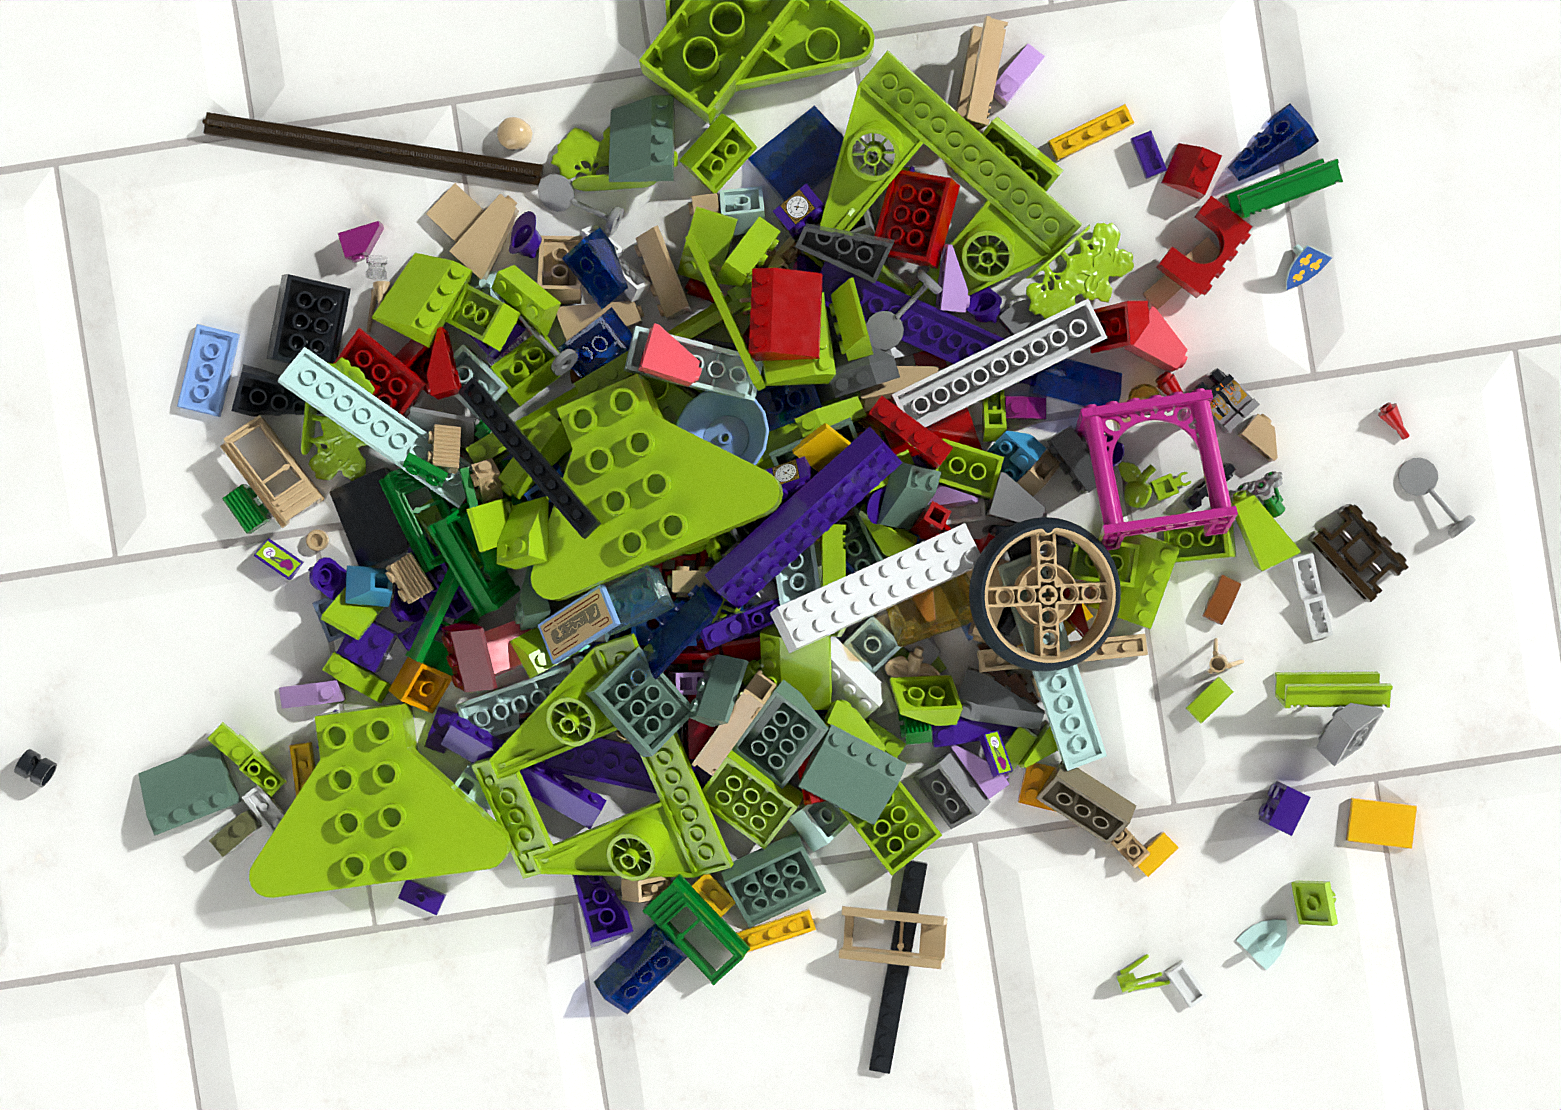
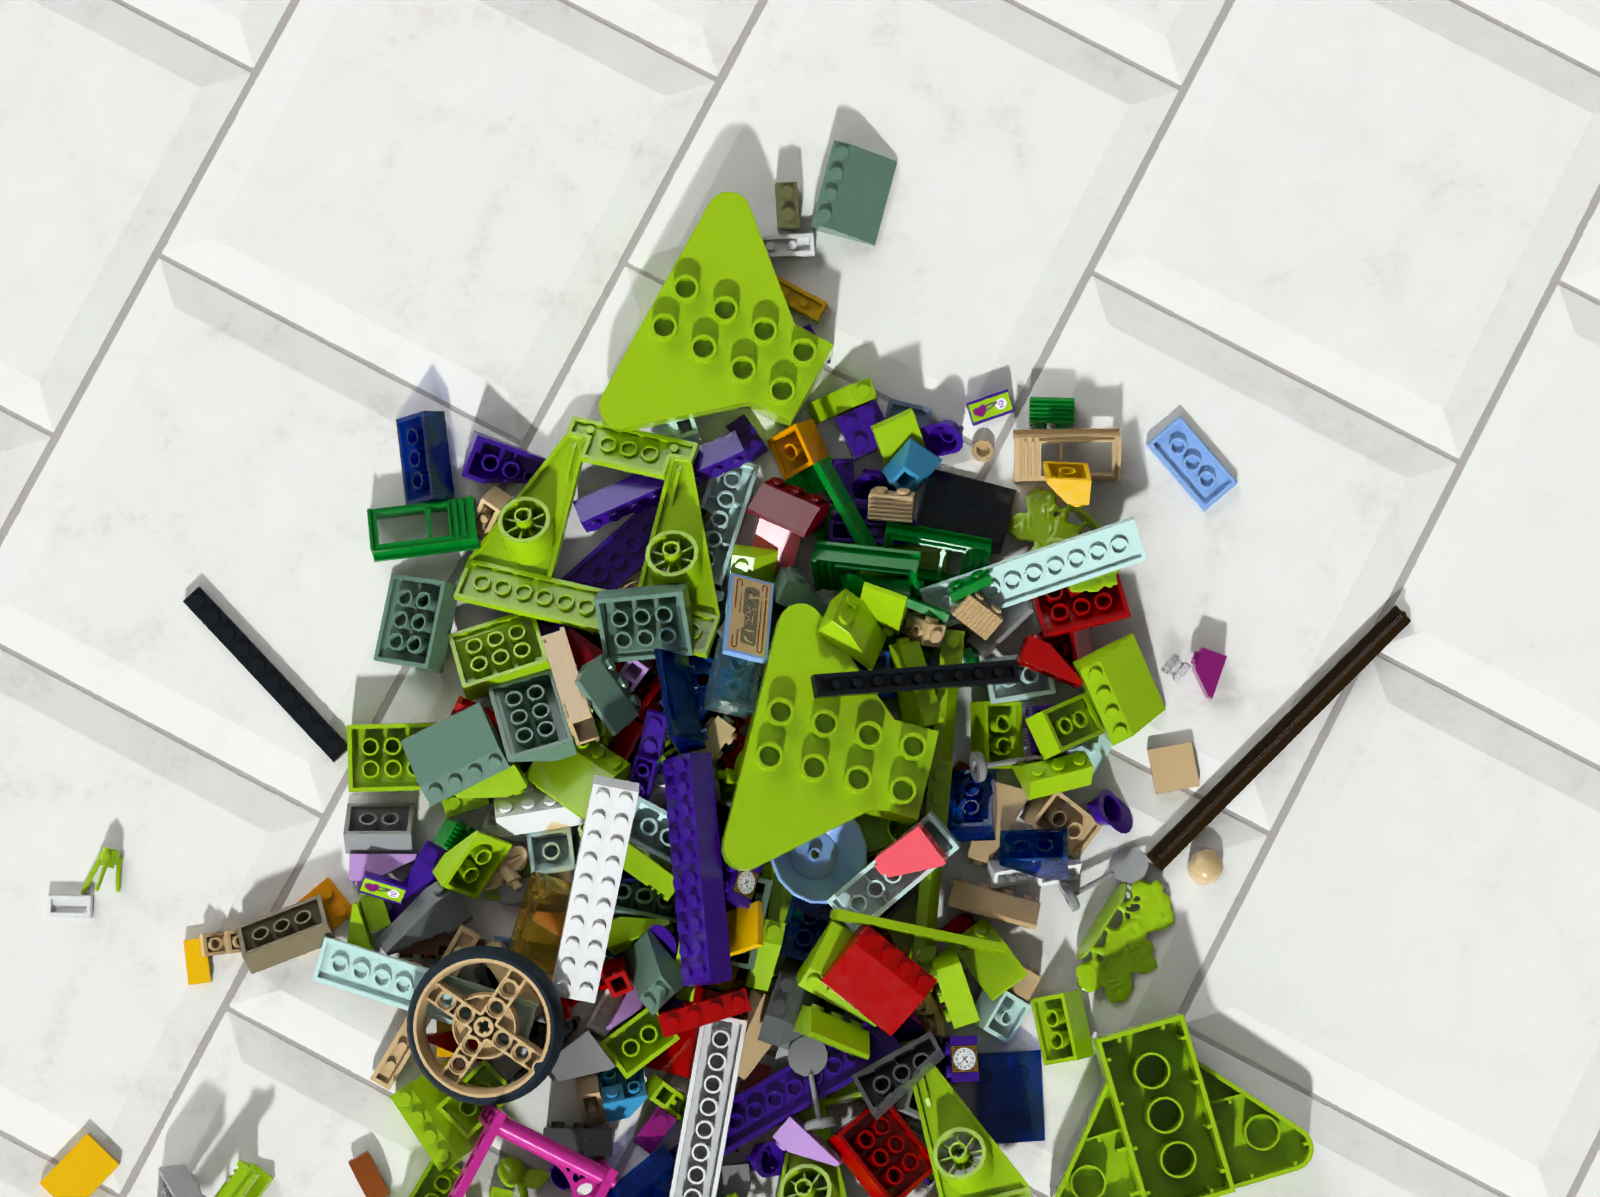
camera: 125 degrees right, 5 degrees down
(37, 769) = (965, 81): black wheel -> none
(248, 758) = (841, 261): lime slope -> none
(262, 395) = (1137, 496): black wedge -> none
(286, 451) = (1069, 481): none -> yellow slope
(309, 317) = (1173, 577): black slope -> none
(312, 694) = (856, 353): lavender slope -> none
(378, 293) = (1152, 654): tan plant -> none
(422, 896) = (620, 321): dark purple plate -> none
(485, 238) = (1133, 776): tan slope -> none
(642, 140) = (1118, 969): sand green slope -> none
(714, 894) = (442, 564): yellow plate -> none
(778, 930) = (371, 596): yellow tile -> none
(818, 823) = (435, 695): light aqua slope -> none
(931, 947) = (270, 720): tan piece -> none
(1209, 700) = (292, 1103): lime slope -> none
(1219, 662) = (319, 1134): tan plant -> none
(1265, 940) = (55, 1000): light aqua shield -> none
(1283, 808) = (156, 1097): dark purple brick -> none
(1314, 903) = (57, 1065): lime tile -> none

